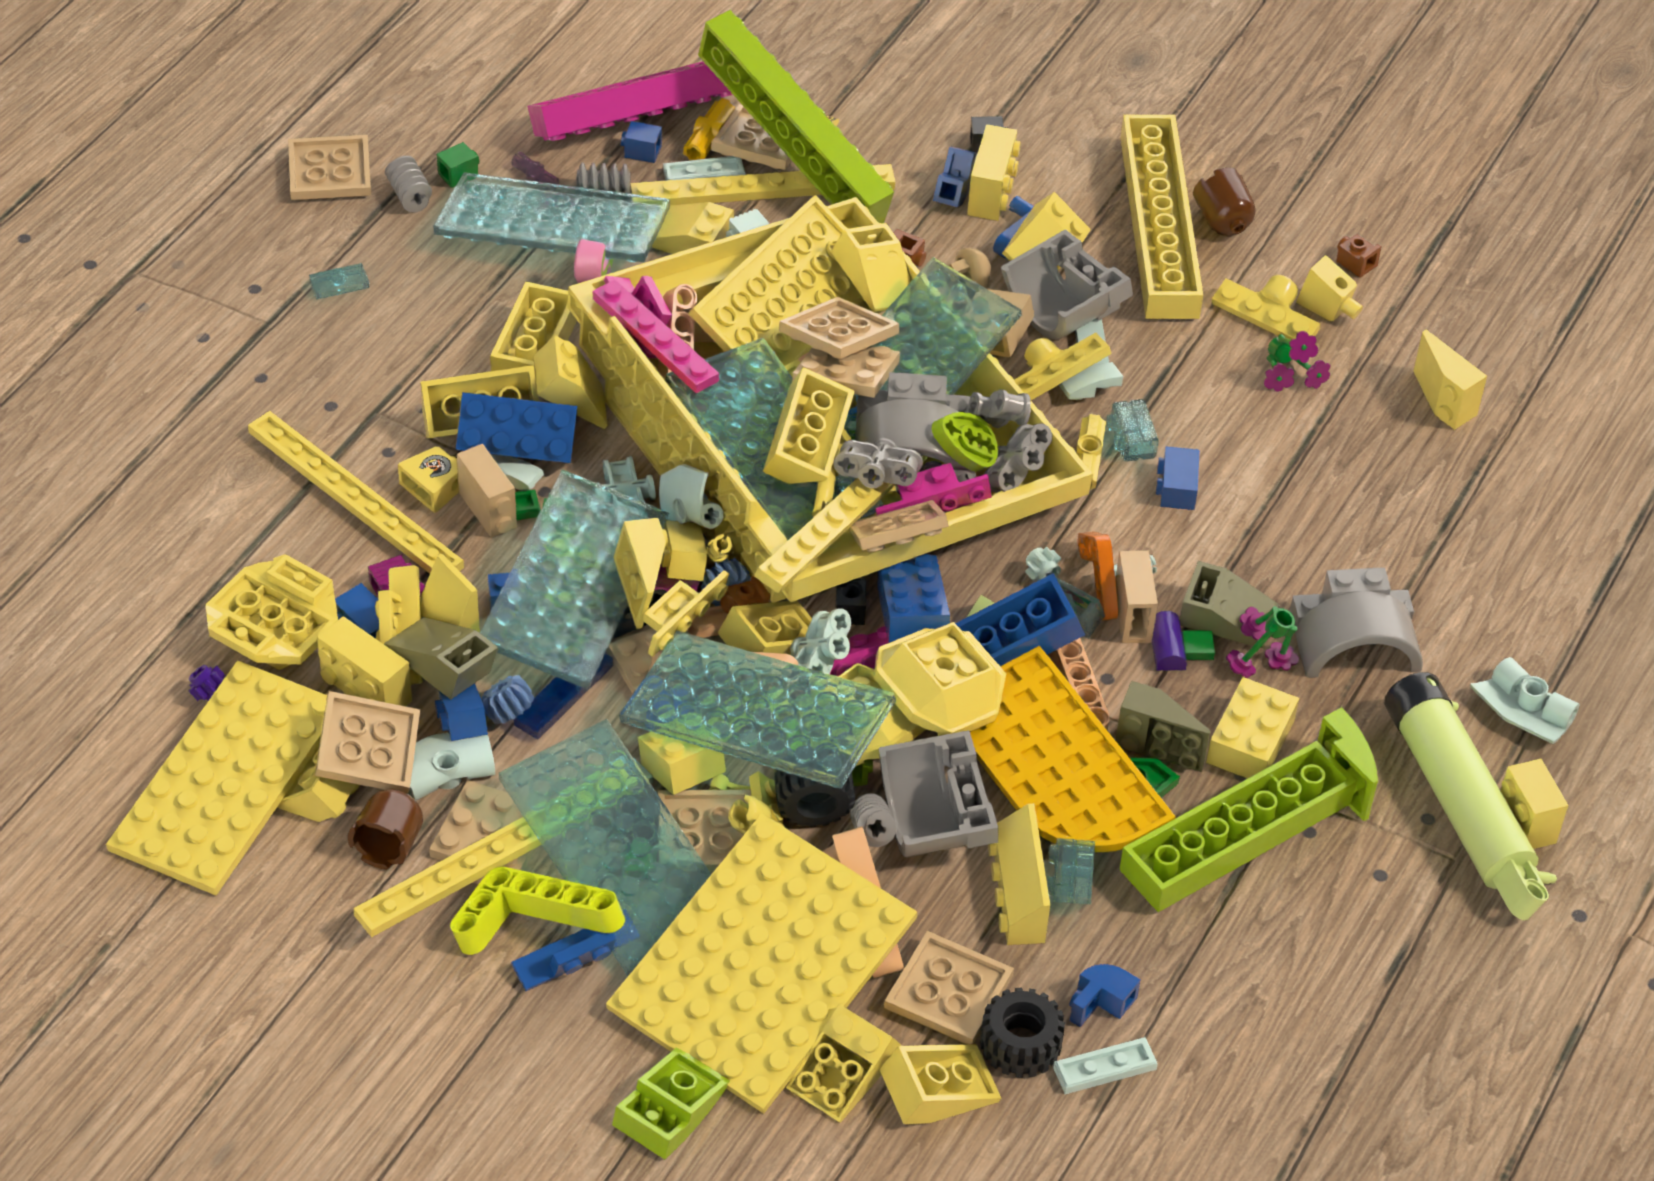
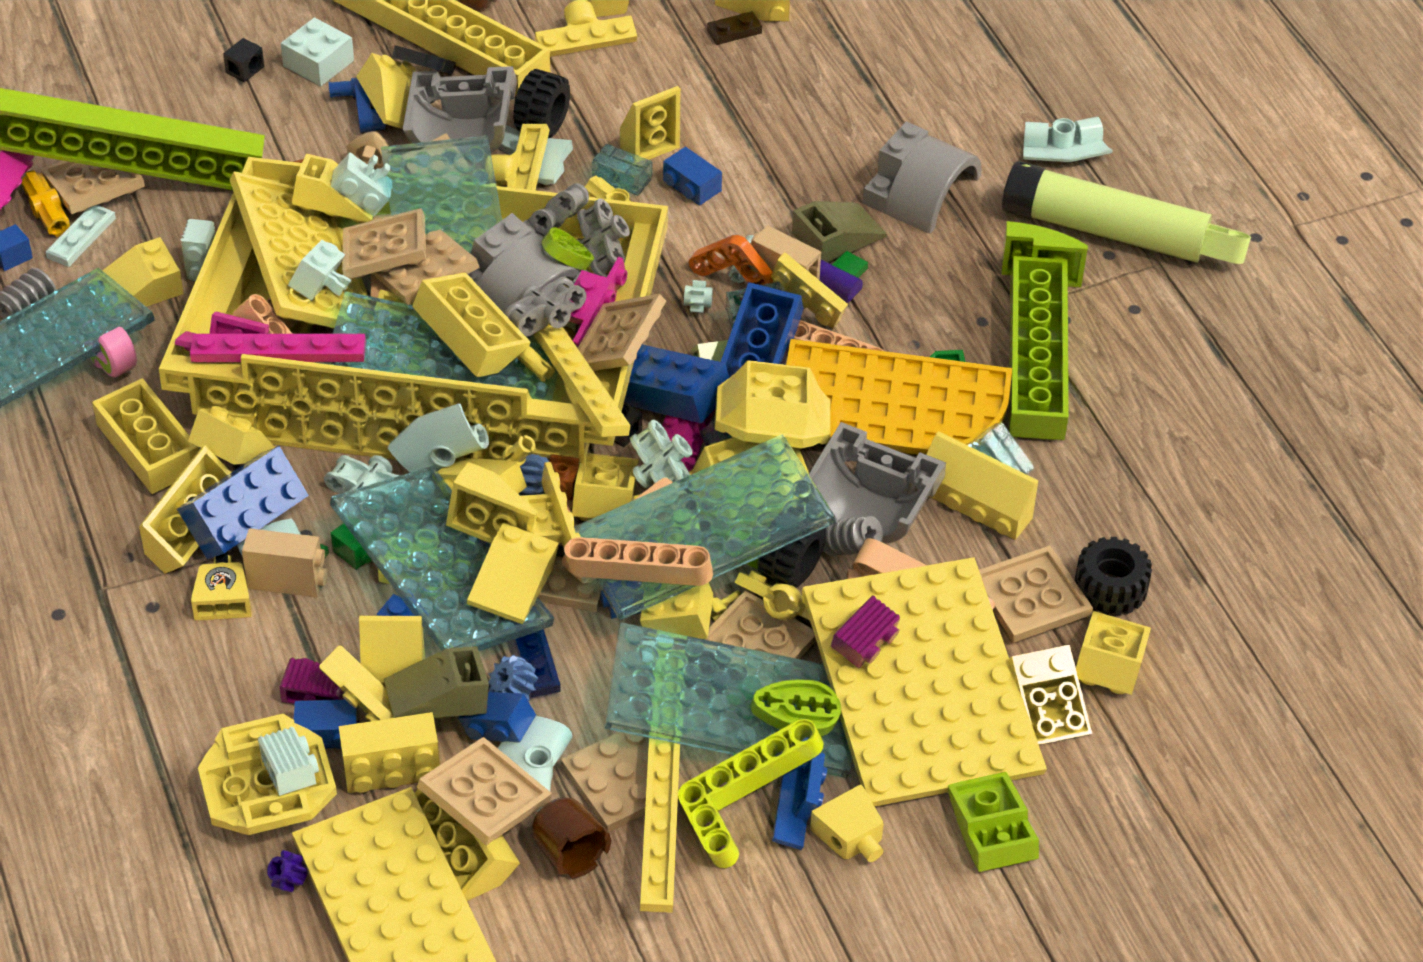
camera: 50 degrees left, 0 degrees up
(285, 609) = (288, 760): none -> light aqua brick
(350, 492) = (180, 654): light yellow plate -> none
(574, 1005) = (850, 825): none -> light yellow torso
(598, 626) = (513, 573): none -> light yellow slope
(635, 904) = (799, 692): none -> lime piece
(669, 687) = (656, 561): none -> light nougat beam
(739, 187) = (119, 230): light yellow plate -> none
(749, 882) = (866, 631): none -> magenta brick
(762, 307) = (319, 270): none -> light aqua brick
(890, 272) = (361, 182): none -> light aqua brick
(954, 182) = (269, 104): blue brick -> none
(993, 172) = (294, 78): light yellow brick -> none
(1046, 168) = (317, 51): none -> light aqua brick
(1089, 224) = (423, 59): none -> black beam
(1103, 987) = (1113, 508): blue brick -> none
(1105, 1065) = (1171, 553): light aqua tile -> none
(1112, 626) = (815, 295): none -> light yellow plate
(1137, 330) = (542, 100): none -> black tyre
(1161, 728) = (919, 325): olive slope -> none
(1193, 413) = (652, 125): none -> light yellow slope
(1252, 729) = (959, 286): light yellow brick -> none
(1262, 626) = (899, 207): plant -> none
(1299, 349) = (632, 50): magenta plant -> none
(1397, 399) = (734, 28): none -> dark brown plate
(1535, 802) = (1164, 182): light yellow brick -> none

